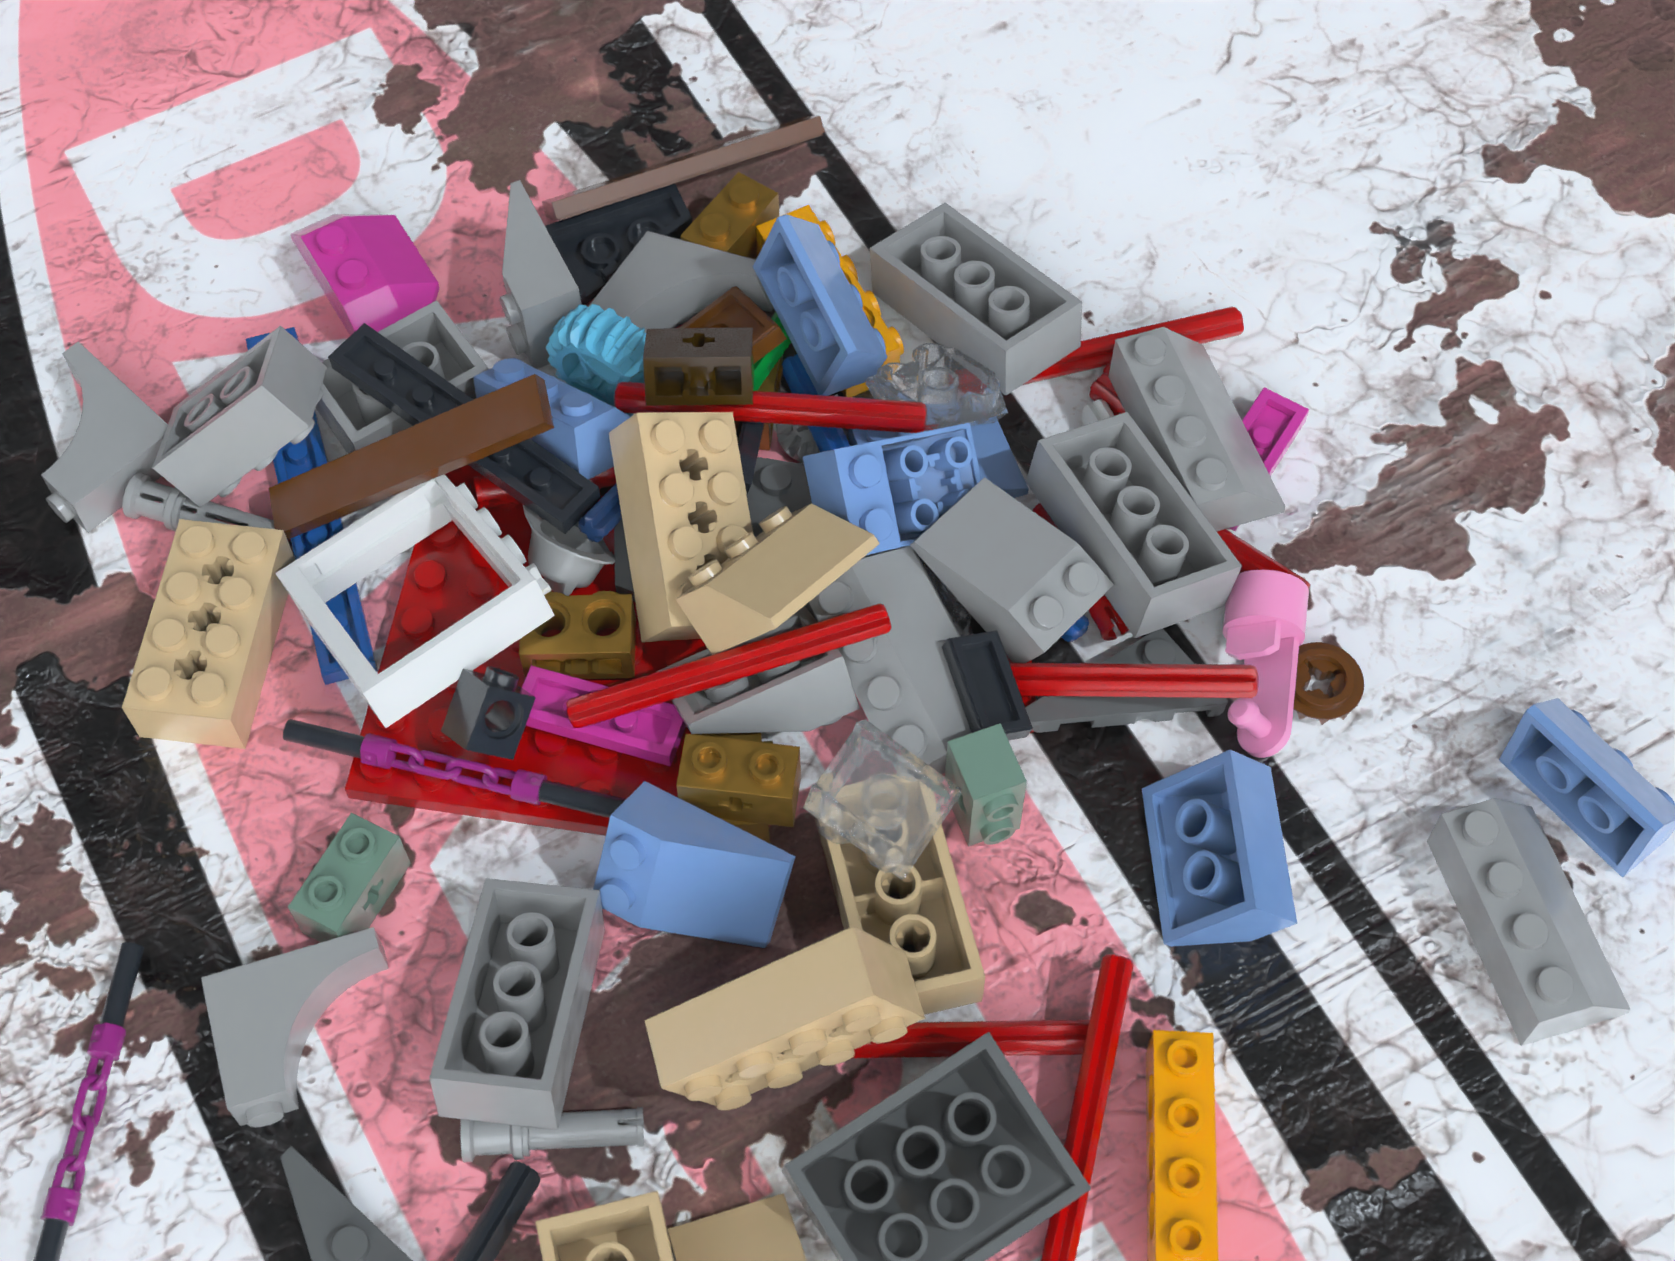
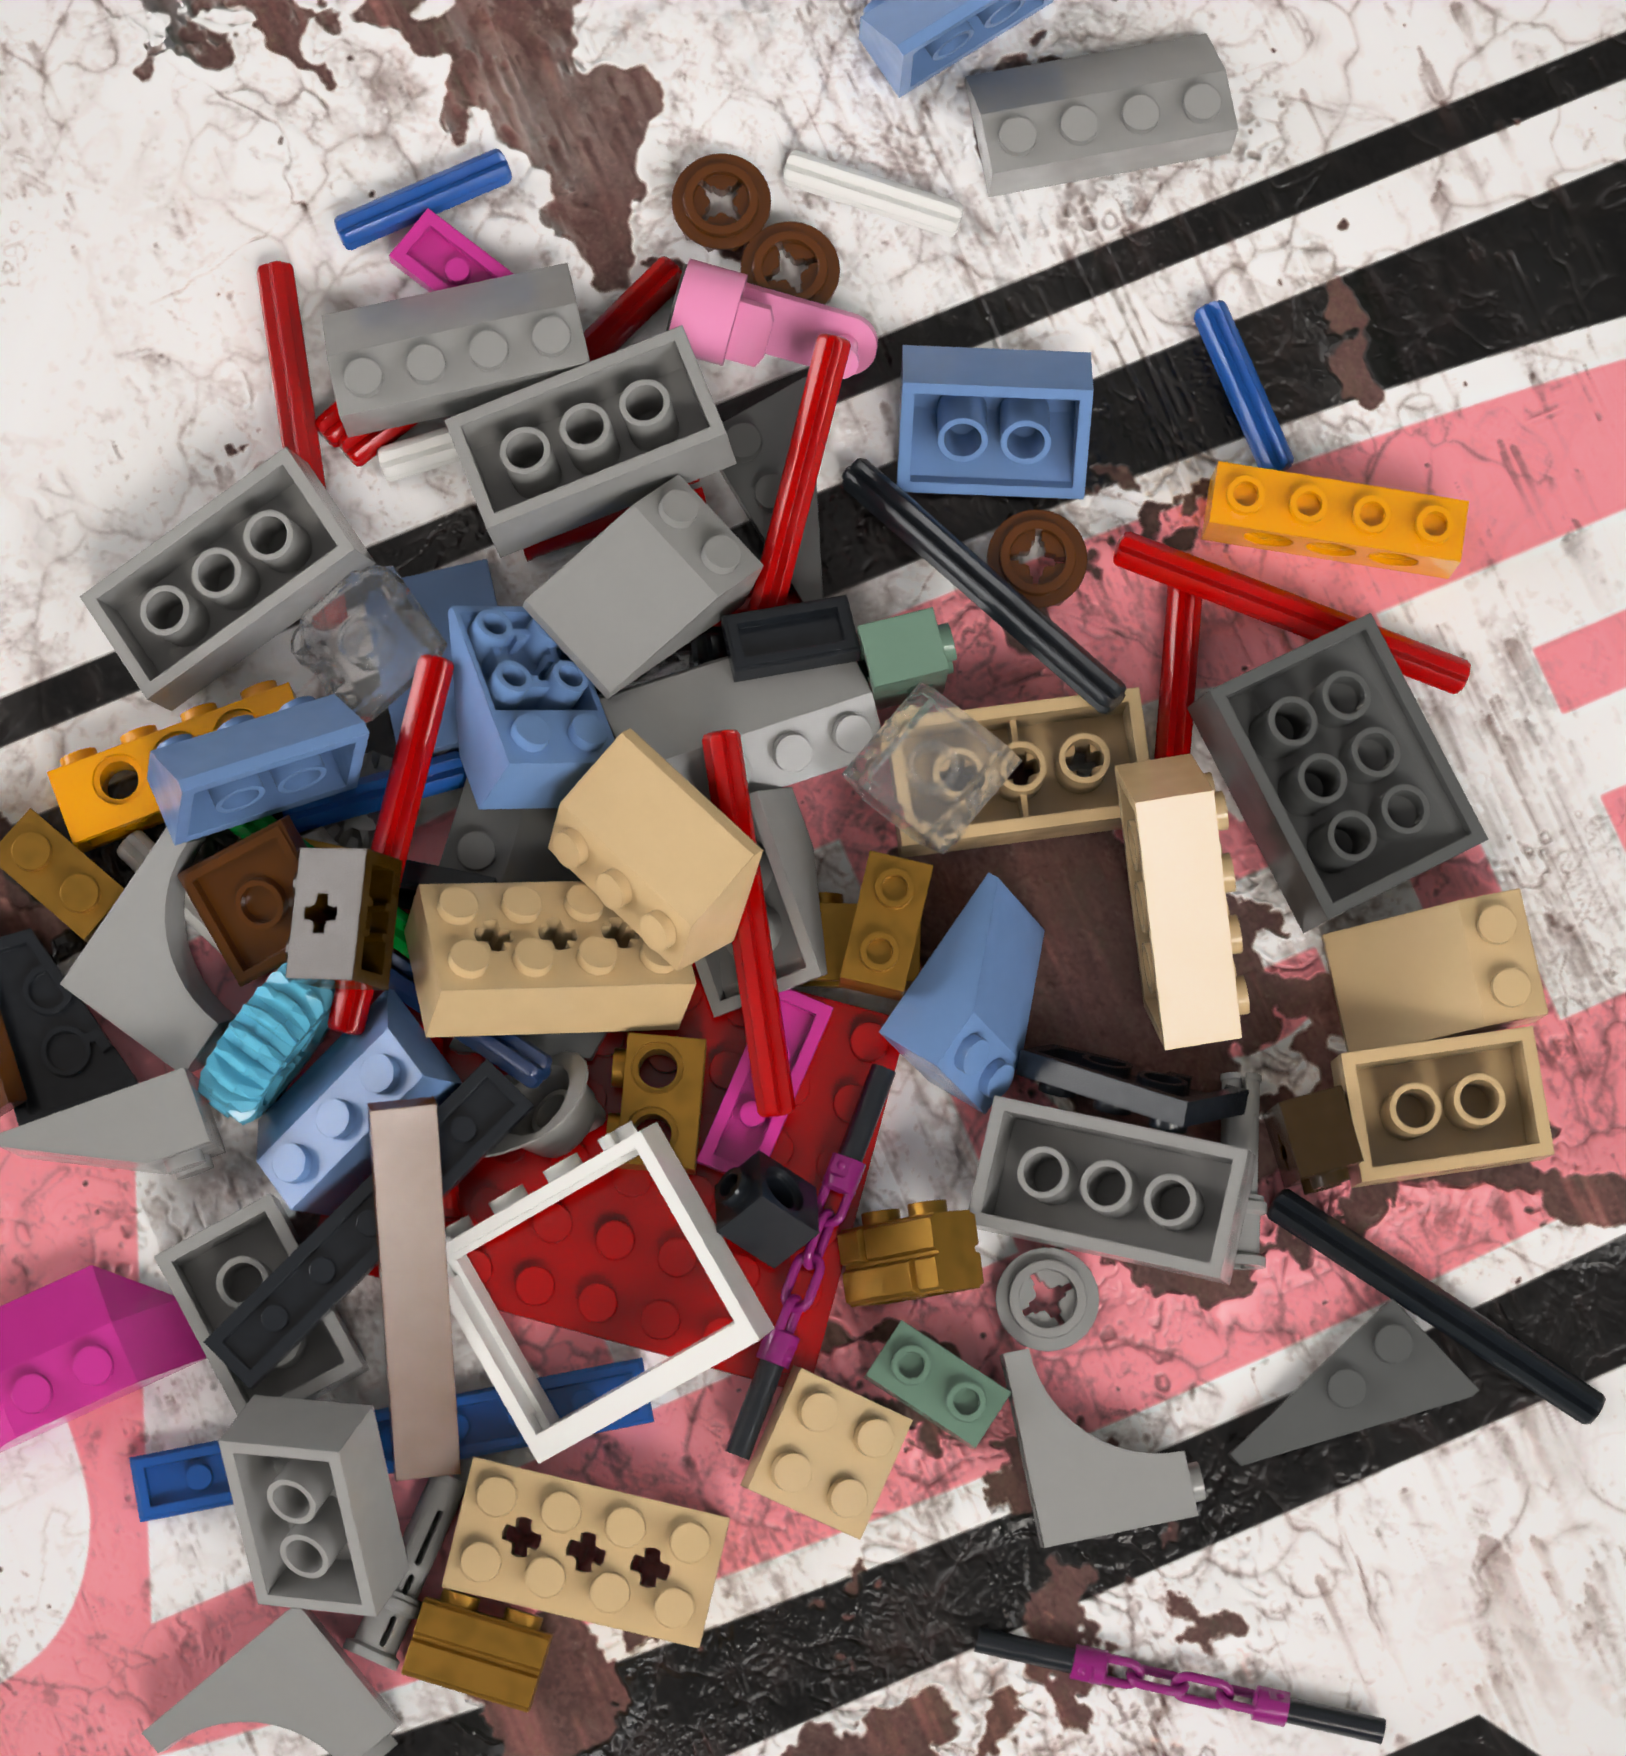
camera: 90 degrees left, 20 degrees up
(129, 565) = (477, 1650): none -> pearl gold brick
(291, 803) = (826, 1452): none -> tan plate
(404, 974) = (1054, 1269): none -> light grey gear
(457, 842) = (910, 1256): none -> pearl gold brick
(573, 1173) = (1314, 1140): none -> dark brown brick
(609, 1015) = (1115, 1091): none -> black wing
(1057, 849) = (984, 586): none -> black axle
(1116, 888) = (1059, 541): none -> reddish brown gear
(1294, 1072) = (1243, 386): none -> blue axle
(1322, 416) = (435, 192): none -> blue axle
(1359, 604) = (721, 175): none -> reddish brown gear
(1404, 742) = (873, 193): none -> white axle

